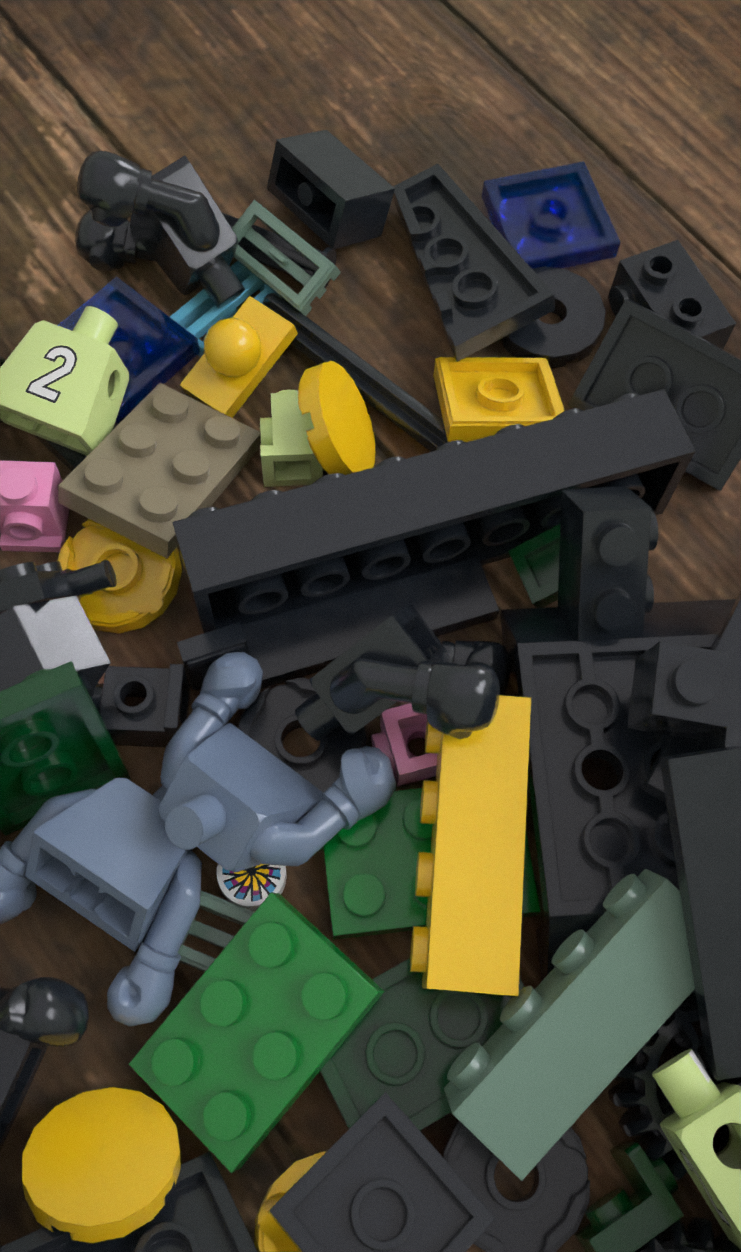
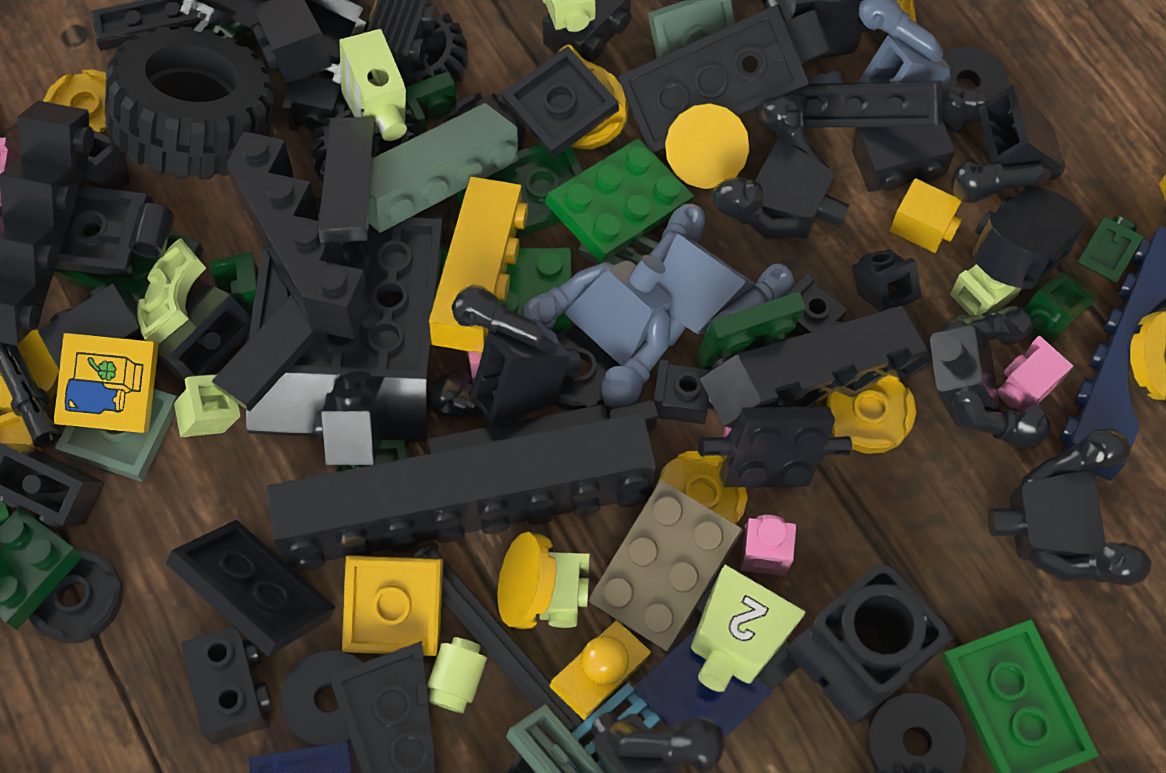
camera: 170 degrees left, 0 degrees up
(409, 340) = (456, 675): none -> yellowish green brick

